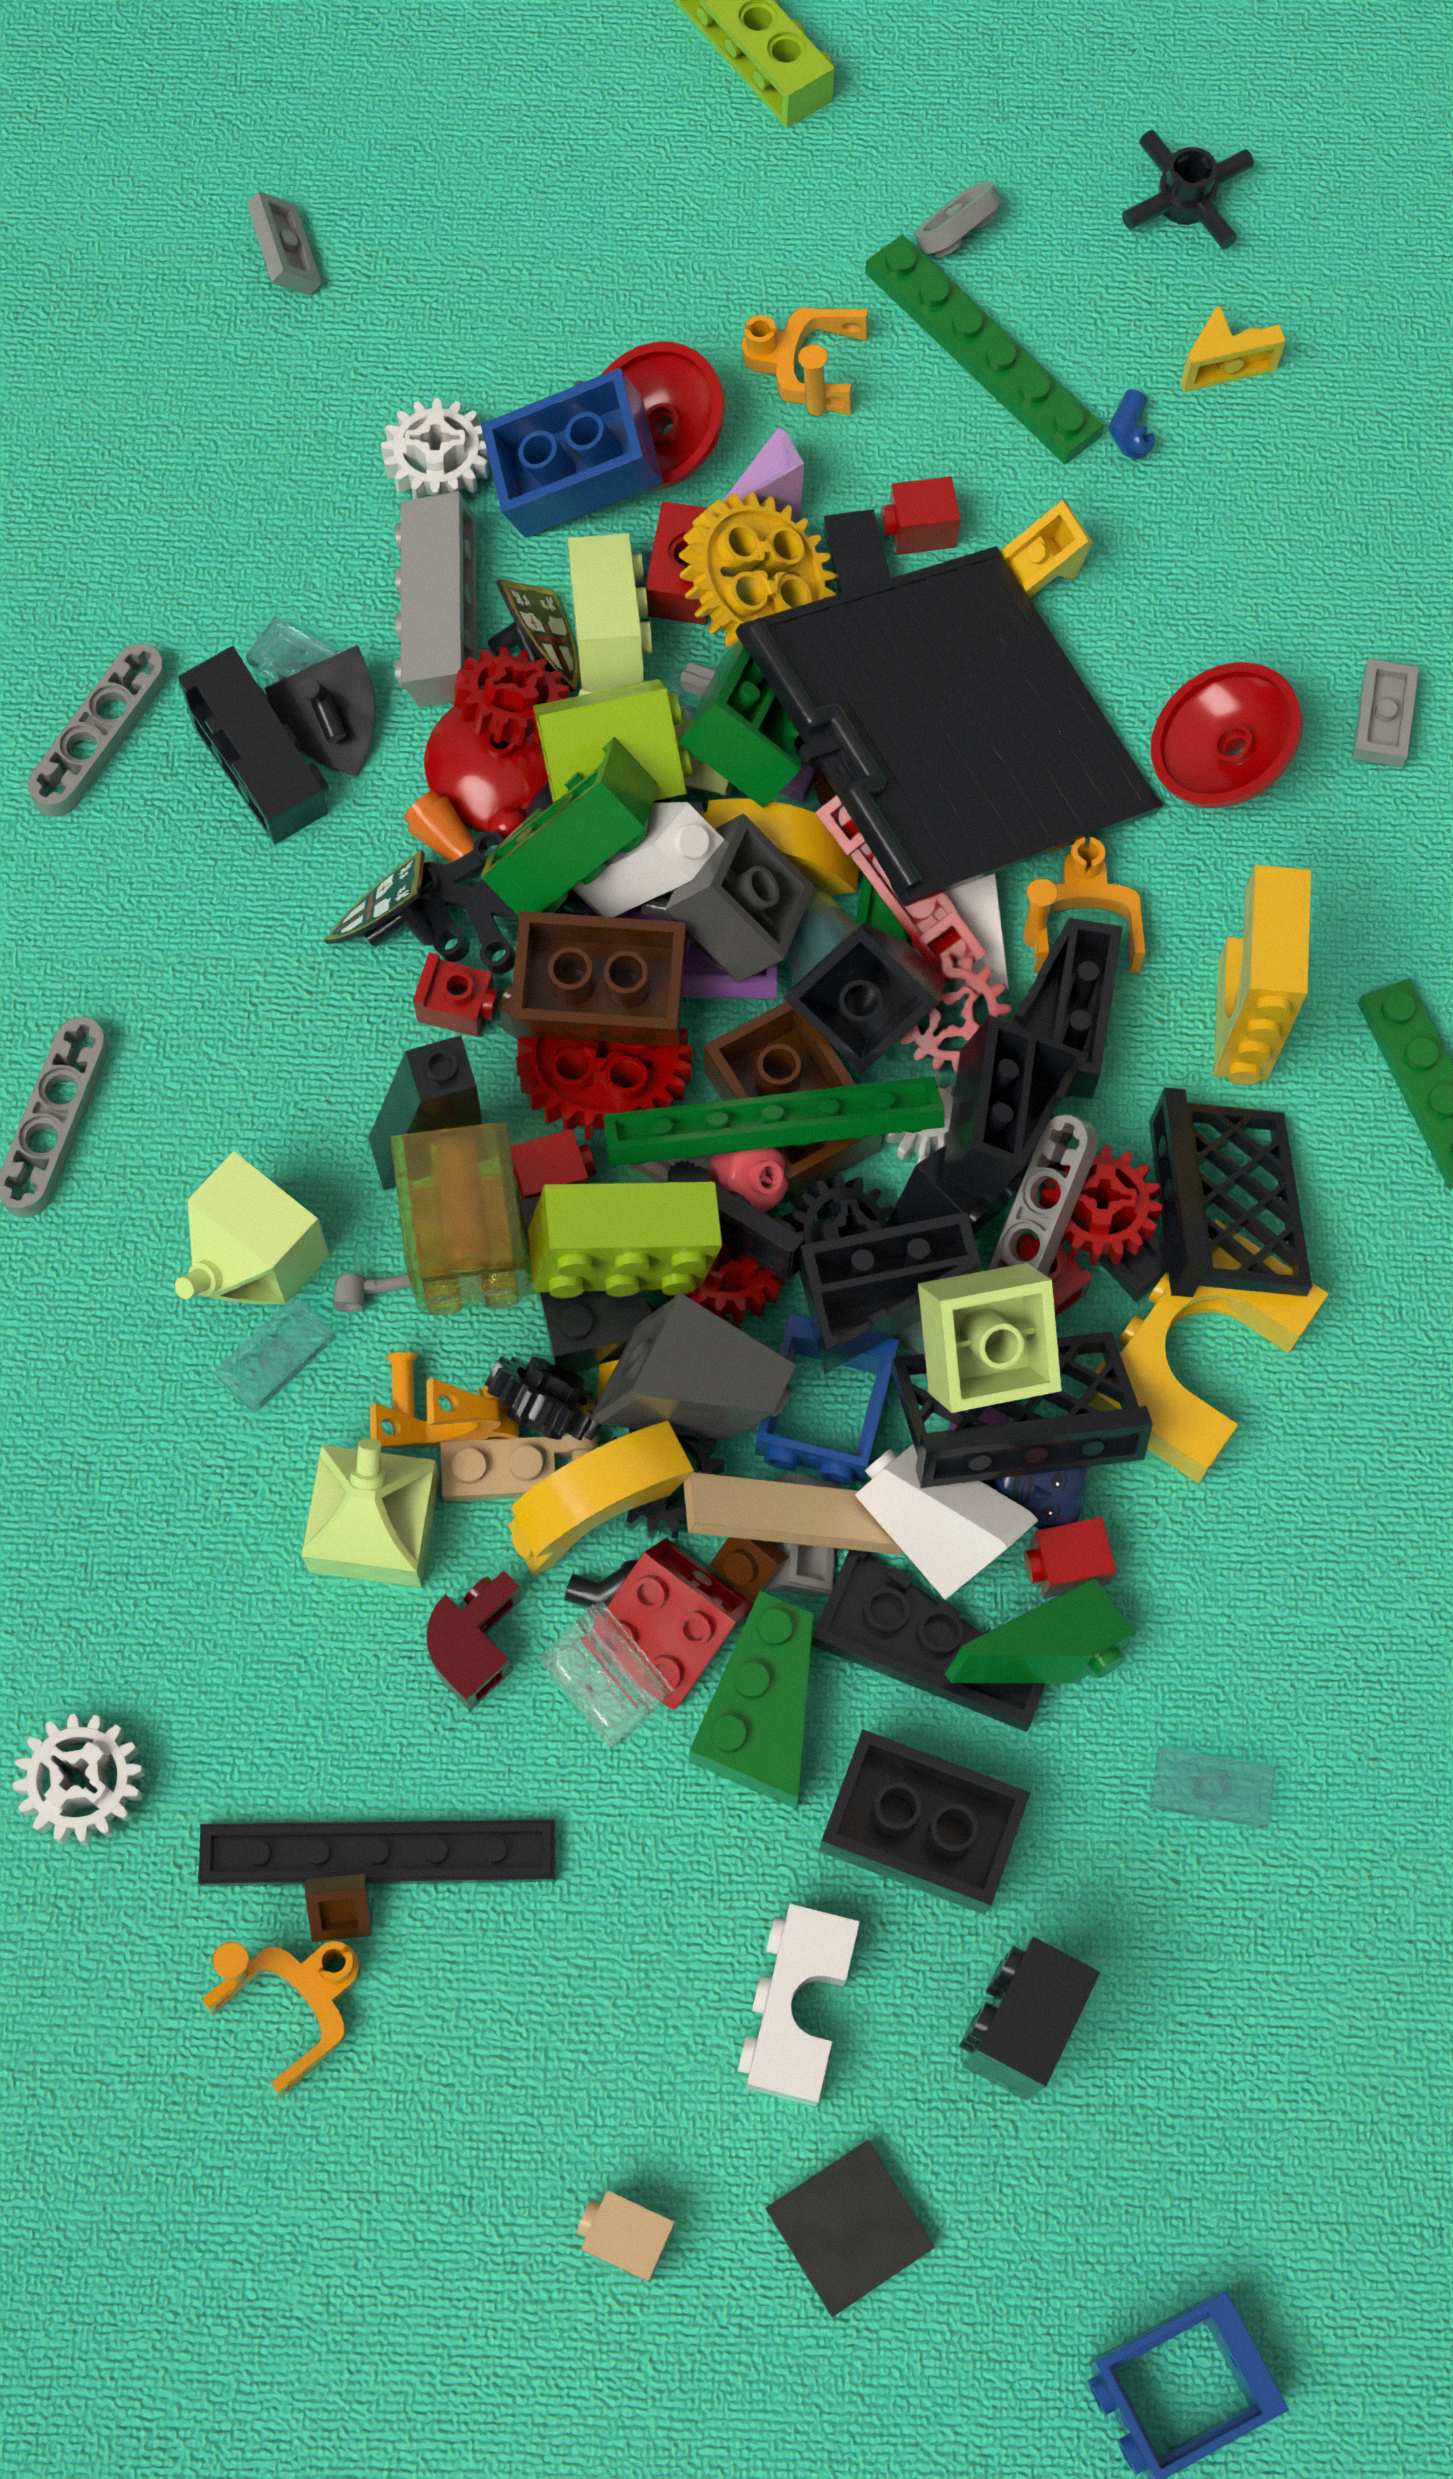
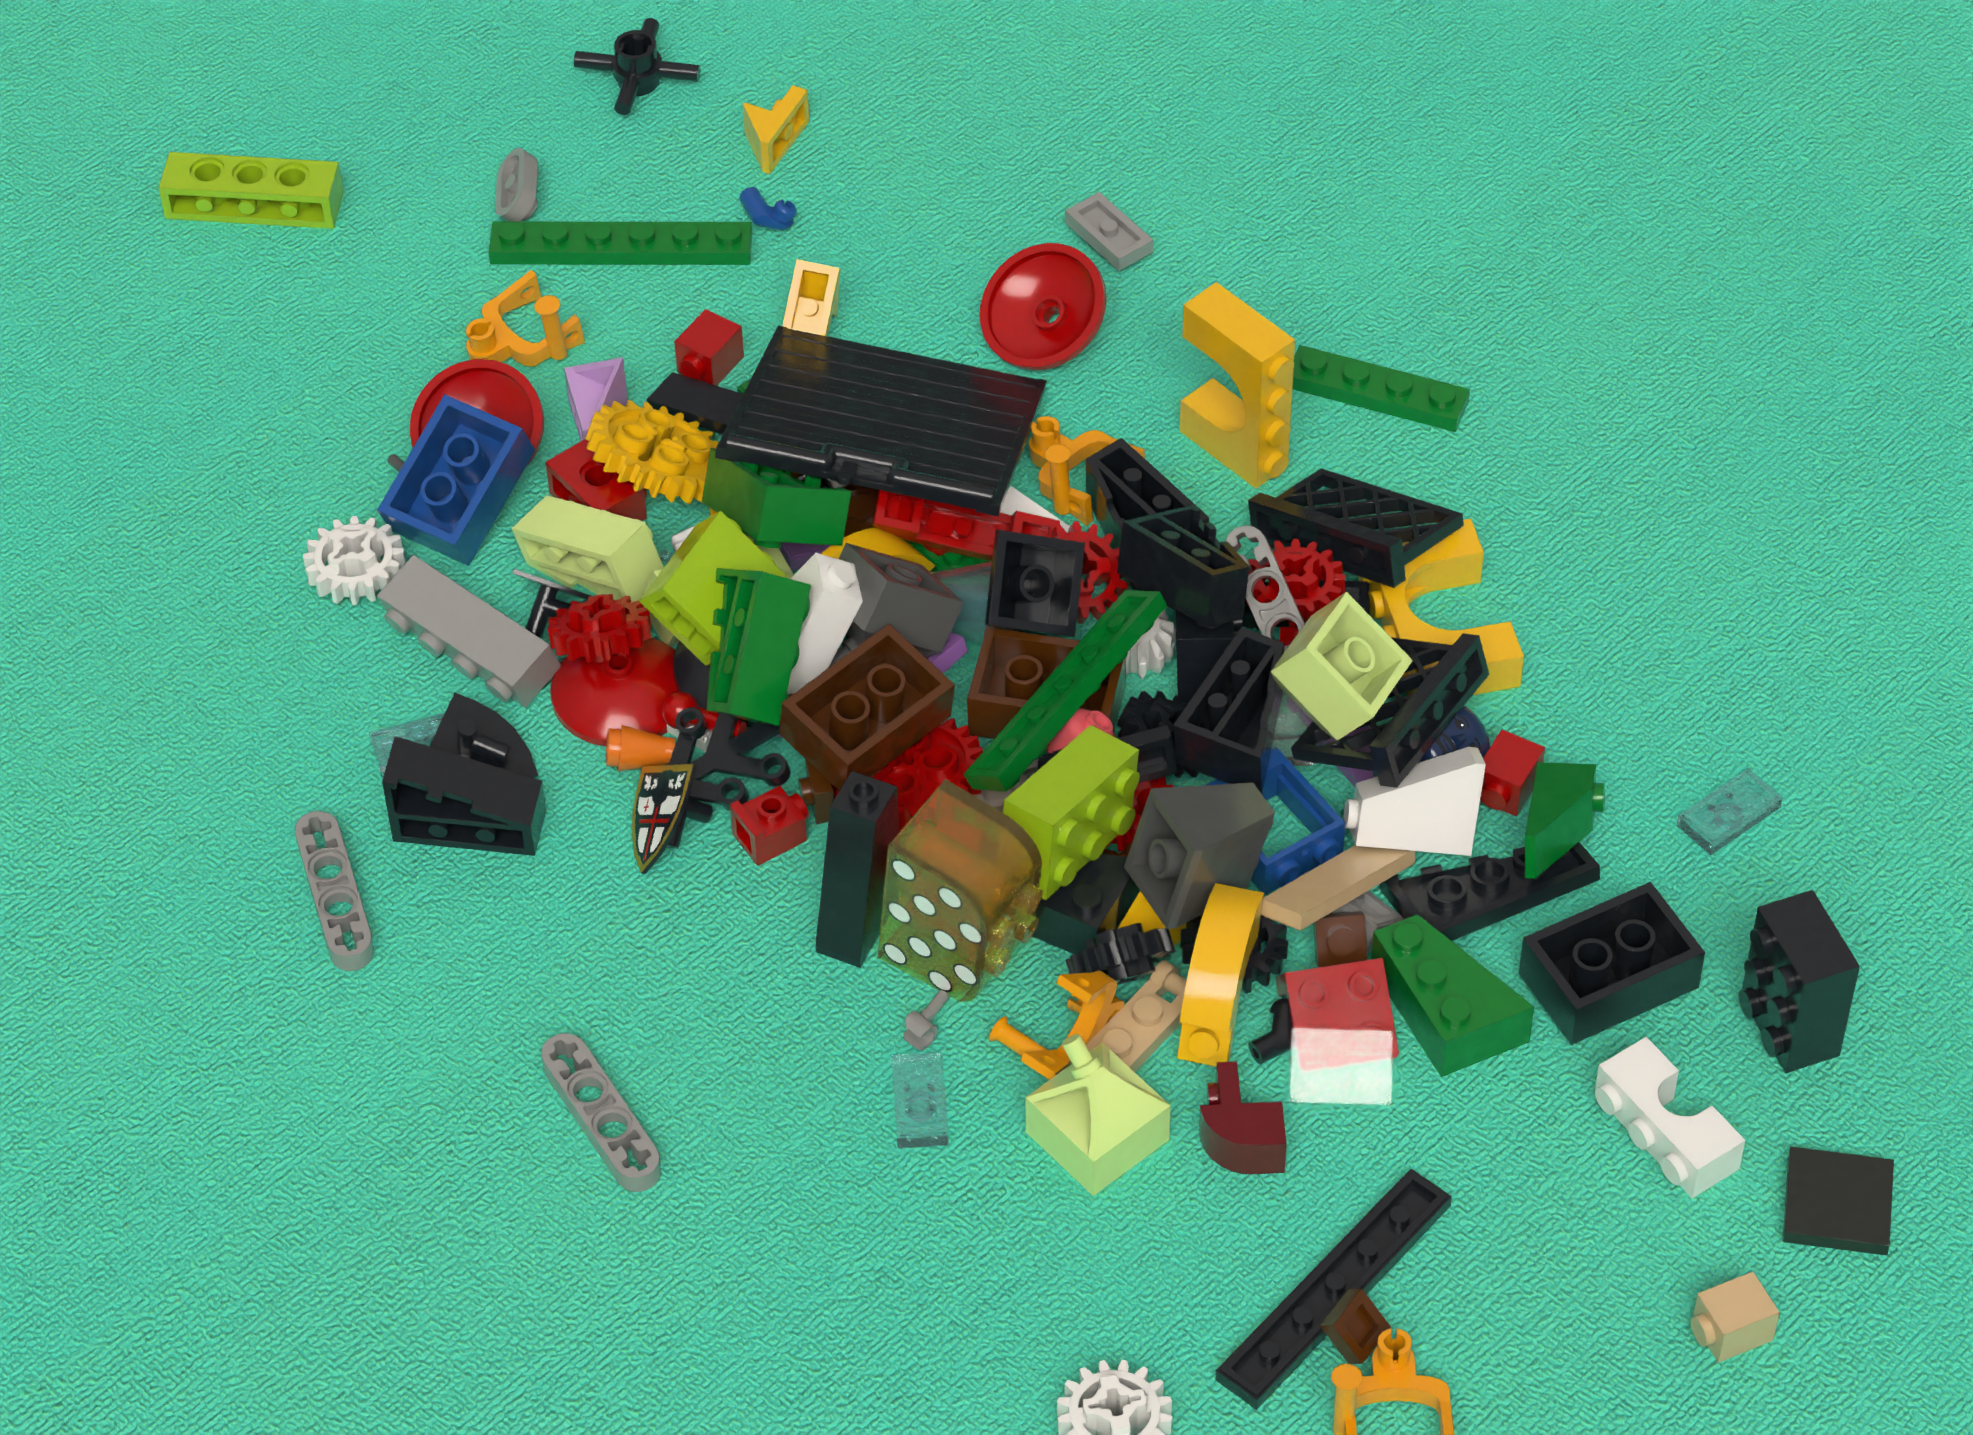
camera: 45 degrees left, 20 degrees down
(249, 1239) = (828, 1035): yellowish green piece -> none
(284, 243) = (75, 530): light grey plate -> none

